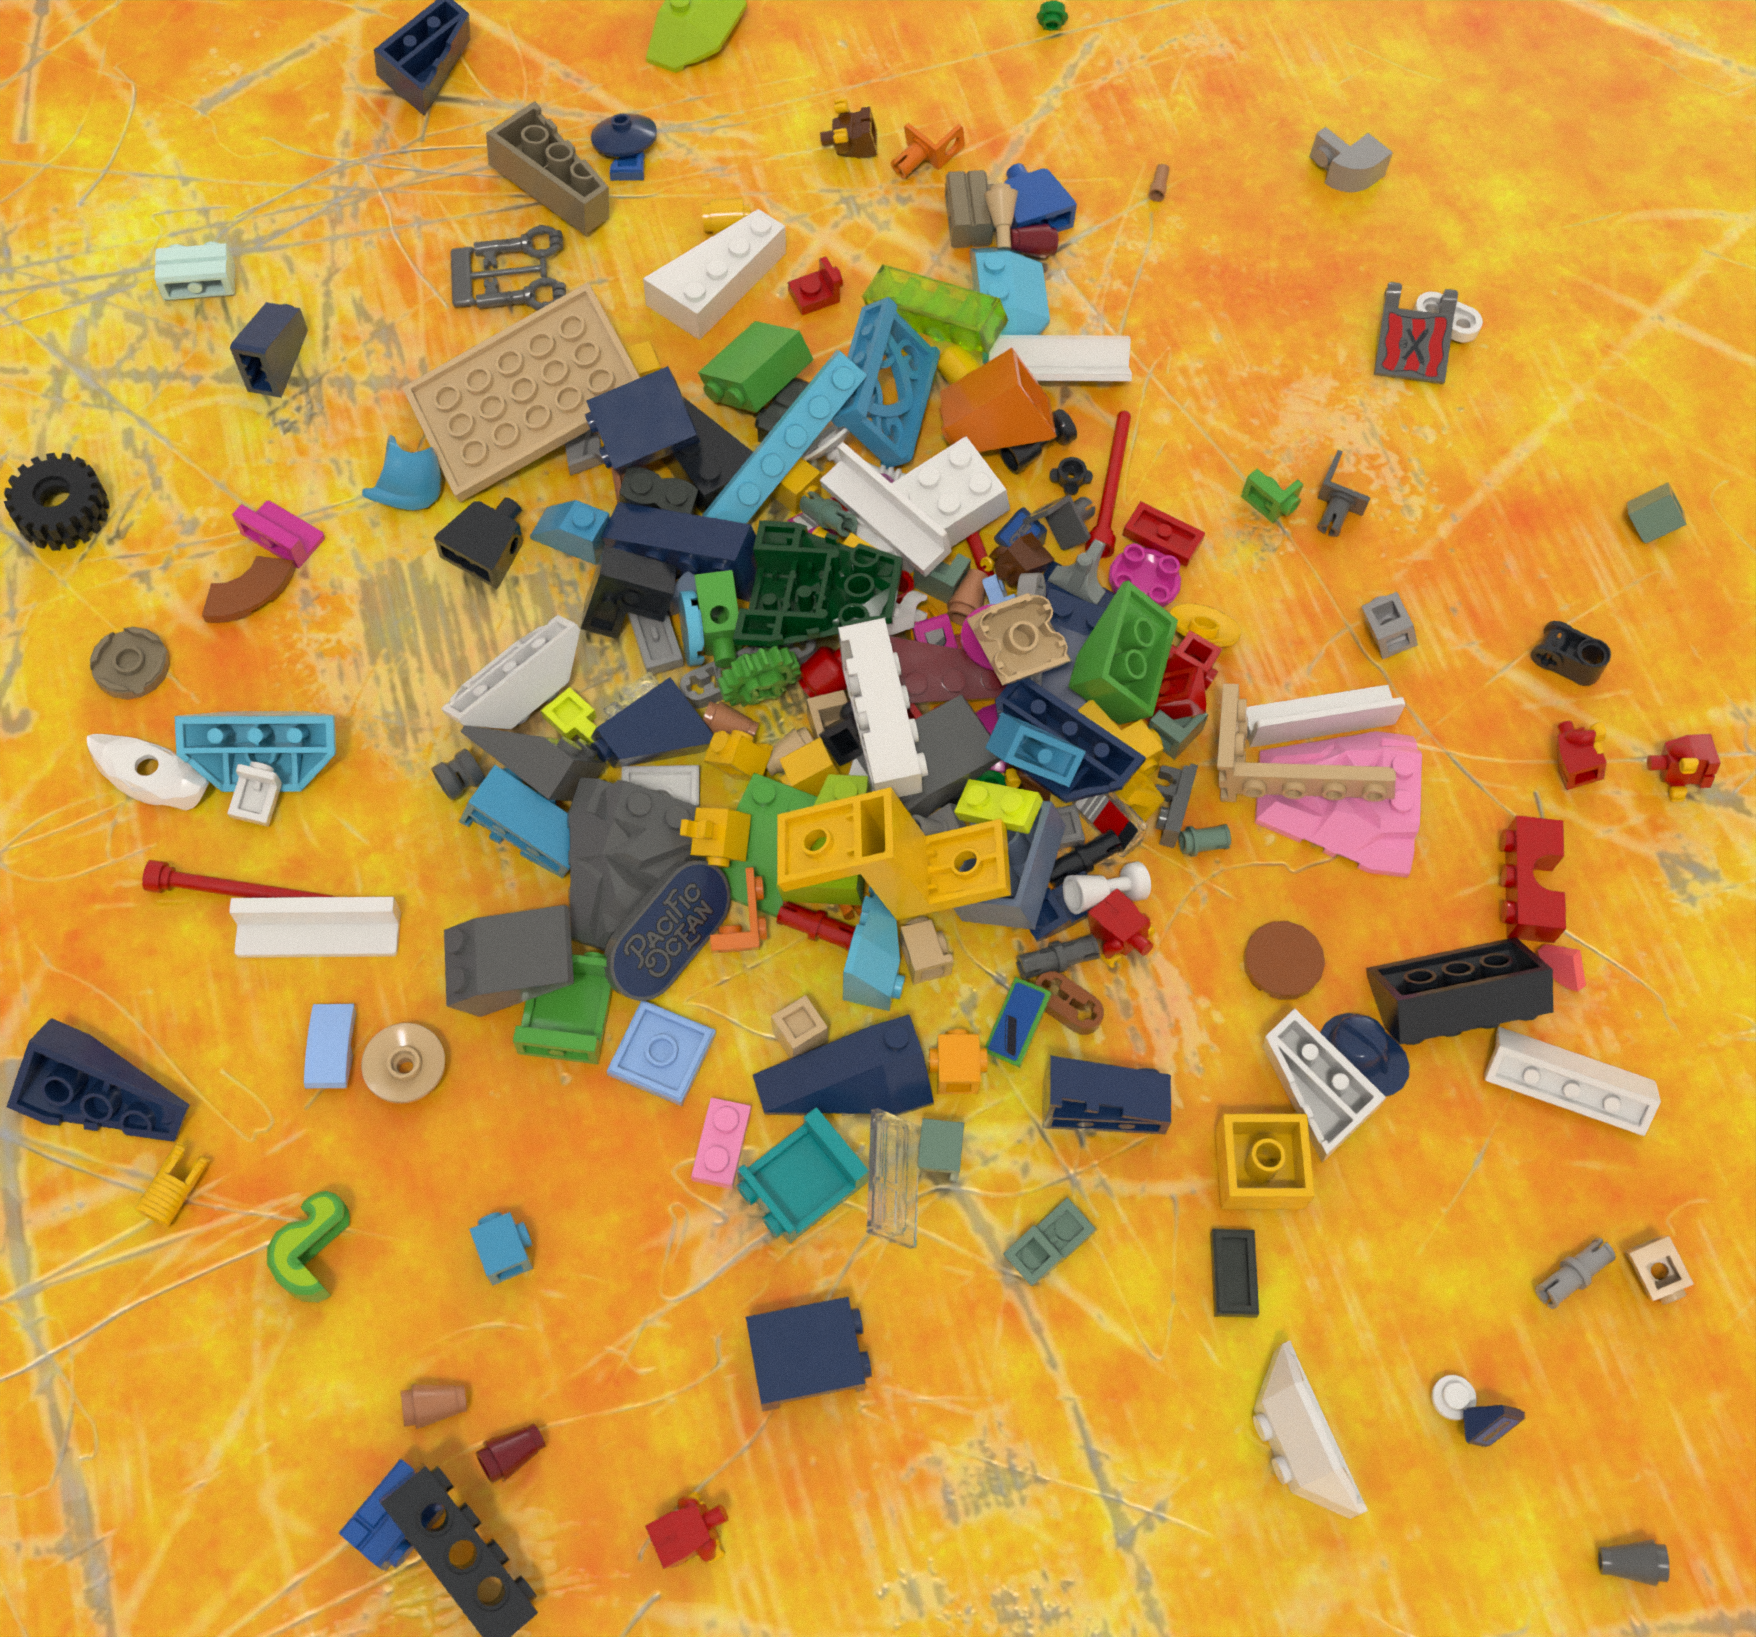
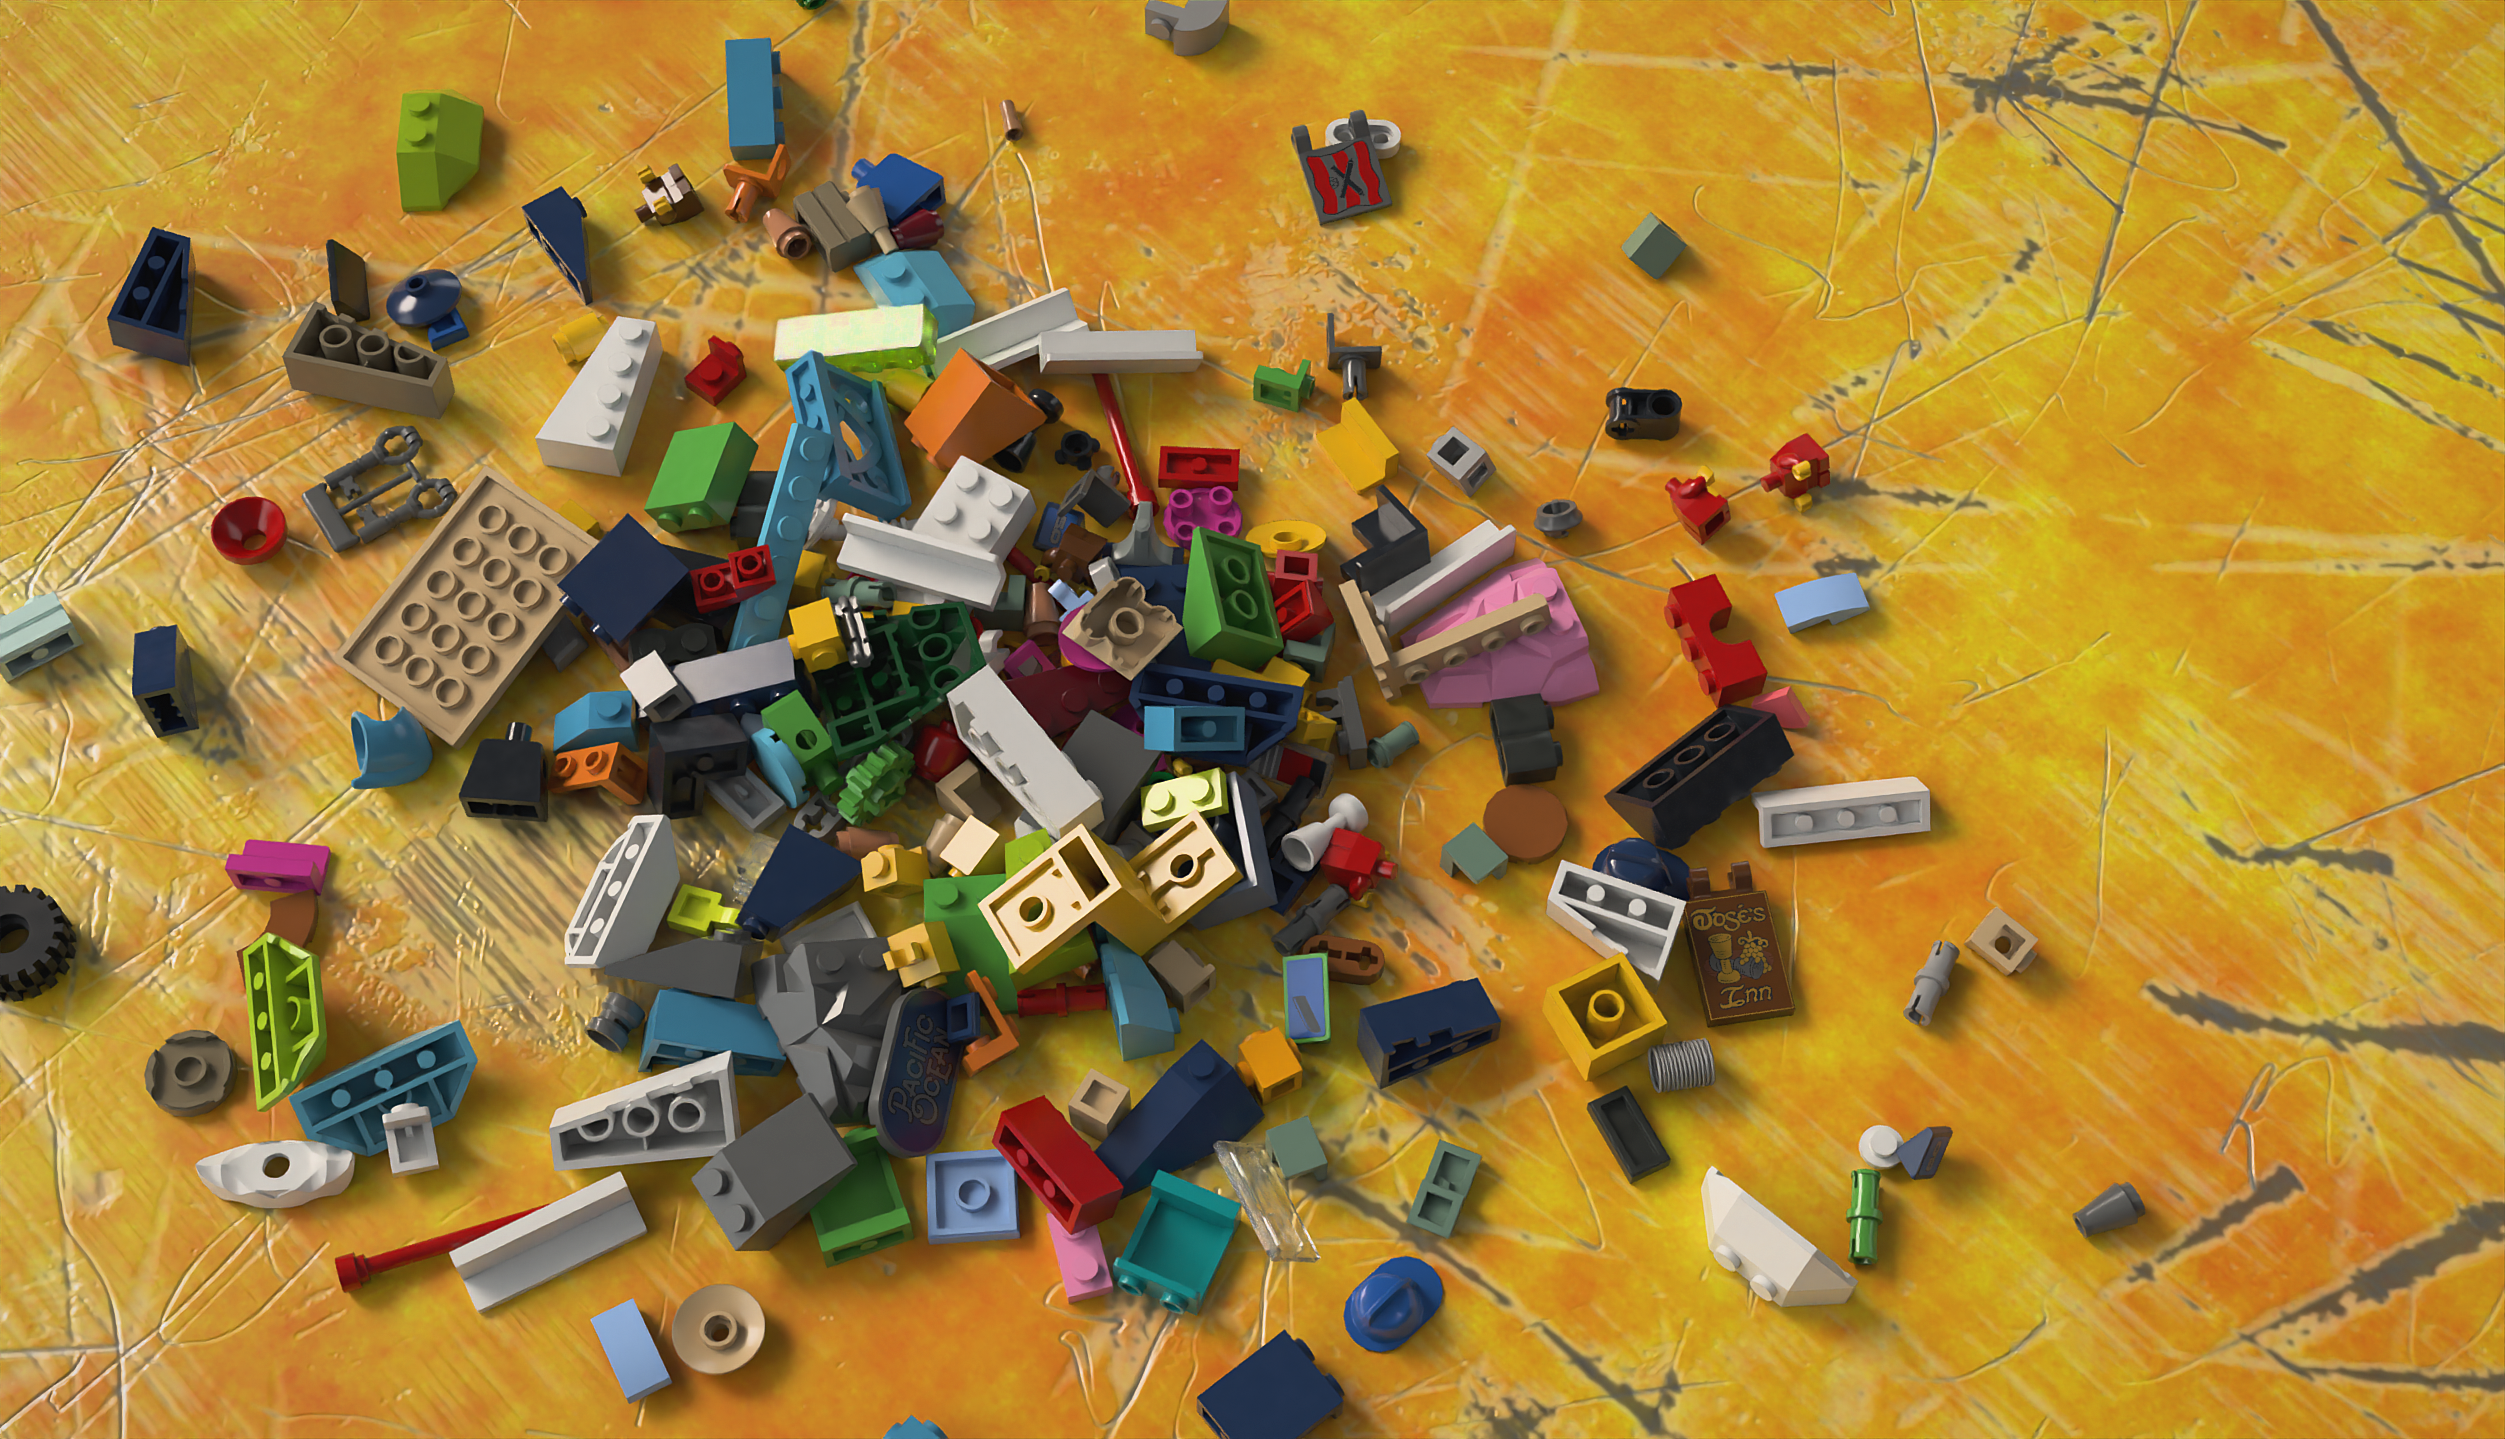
camera: 25 degrees left, 5 degrees down
(212, 652) = (283, 1016): none -> lime wedge
(391, 251) = (245, 519): none -> red piece
(443, 868) = (652, 1120): none -> white wedge
(559, 565) = (603, 765): none -> orange bracket
(572, 98) = (347, 282): none -> black slope
(624, 519) = (656, 688): none -> brick
(726, 903) = (963, 1019): none -> dark blue slope
(728, 459) = (731, 582): none -> red slope
(738, 1062) = (1057, 1164): none -> red brick
(755, 130) = (560, 231): none -> dark blue slope
(770, 533) = (817, 636): none -> yellow brick
(801, 543) = (854, 632): none -> dark grey axle
(843, 737) = (993, 803): black piece -> none
(929, 201) = (787, 235): none -> nougat cone
(956, 1317) = (1392, 1303): none -> blue piece
(959, 79) = (754, 98): none -> dark azure wedge
(1146, 408) = (1118, 352): none -> white panel
(1223, 967) = (1473, 855): none -> sand green panel
(1294, 670) = (1394, 544): none -> black panel
(1307, 576) = (1359, 448): none -> yellow panel
(1311, 1237) = (1681, 1065): none -> light grey piece
(1321, 887) = (1524, 740): none -> pearl dark grey brick
(1405, 1452) = (1864, 1217): none -> bright green pin
(1412, 1158) = (1735, 950): none -> reddish brown tile
(1449, 709) = (1557, 517): none -> dark grey hat
(1649, 886) = (1822, 599): none -> light blue slope

